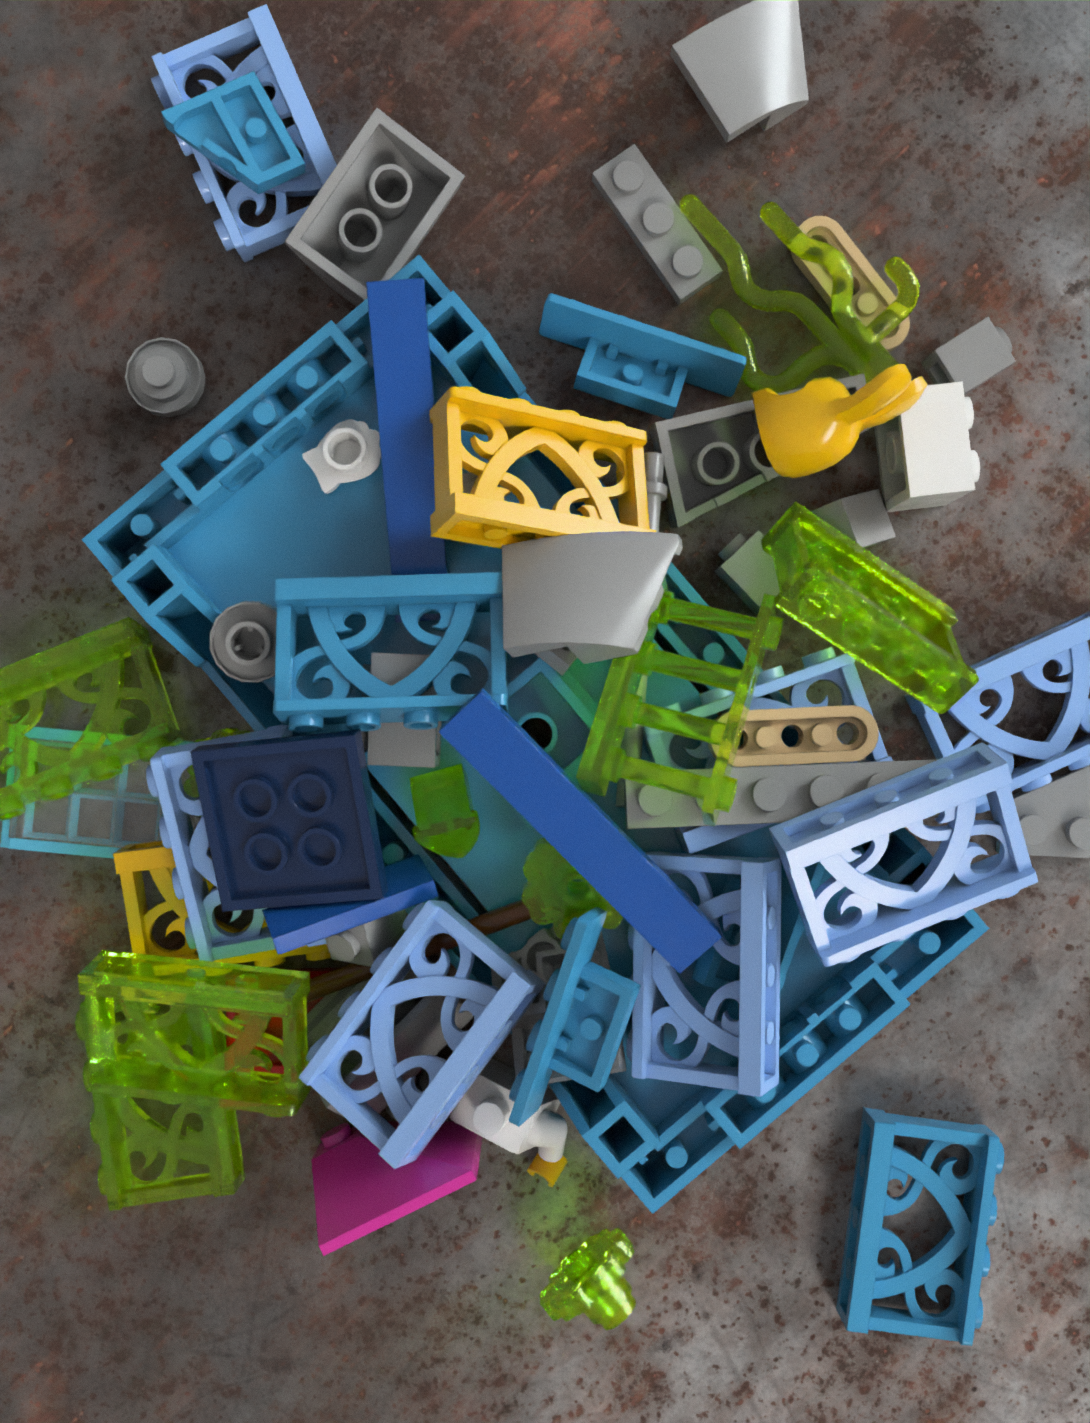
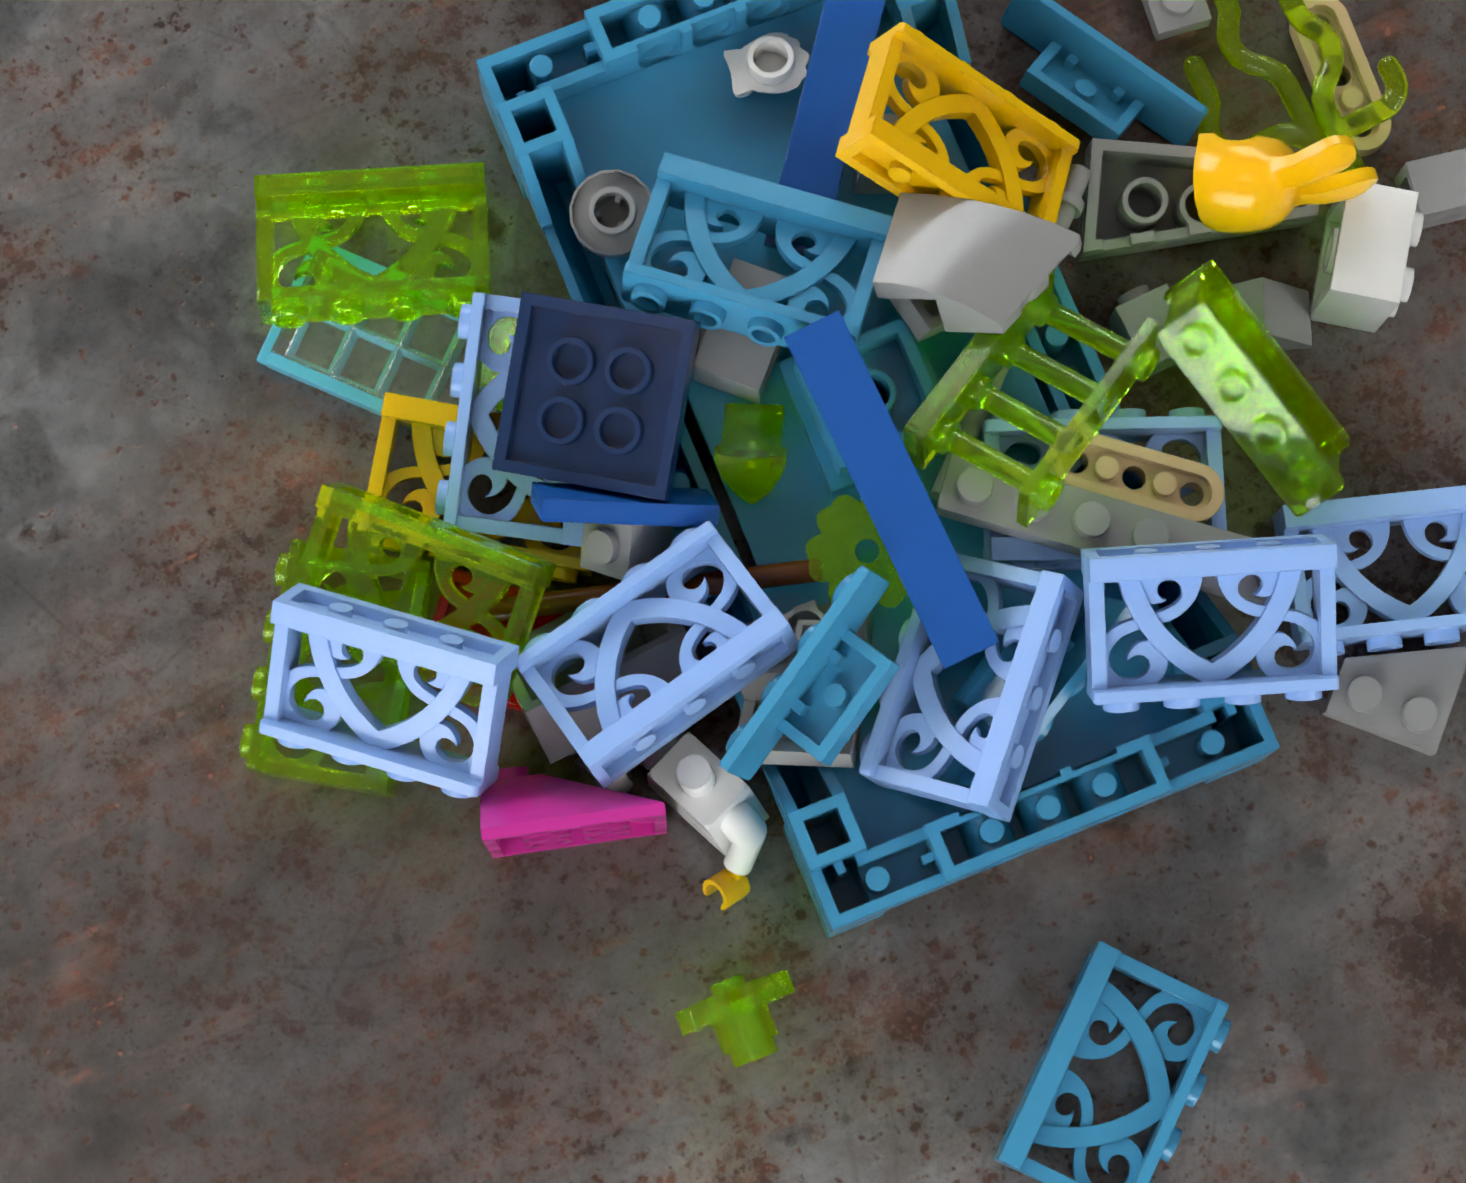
camera: 15 degrees right, 10 degrees down
(229, 1098) = (361, 737): none -> light blue fence

